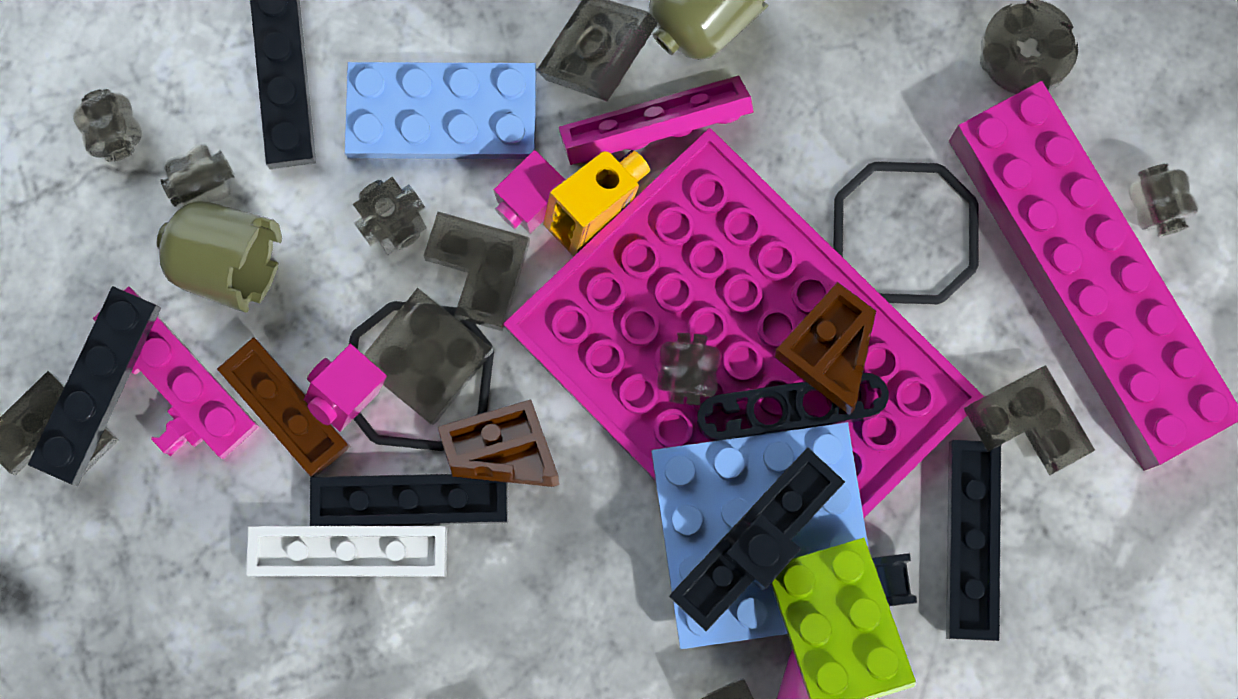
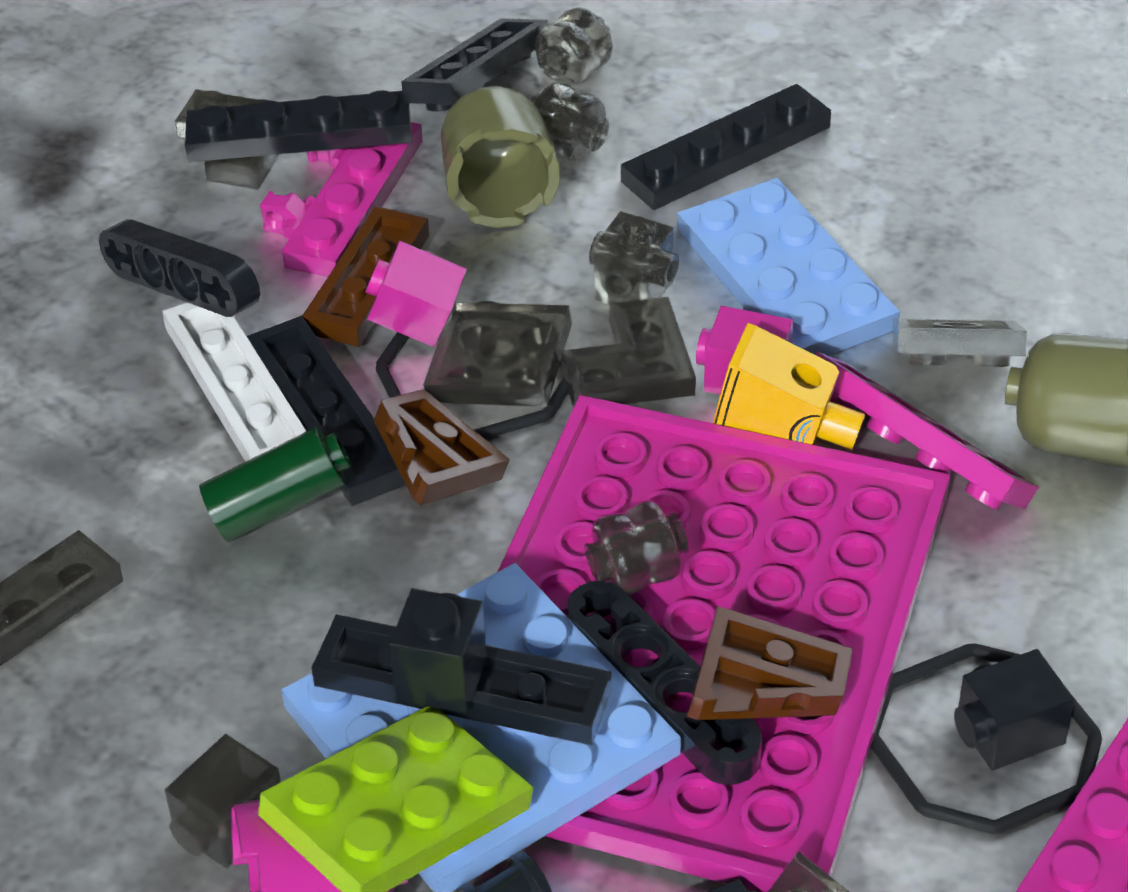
camera: 60 degrees right, 35 degrees down
(97, 213) = (472, 63): none -> black plate
(215, 547) = (180, 267): none -> black beam
(481, 571) = (275, 482): none -> dark green brick
(910, 209) = (1013, 709): none -> black brick

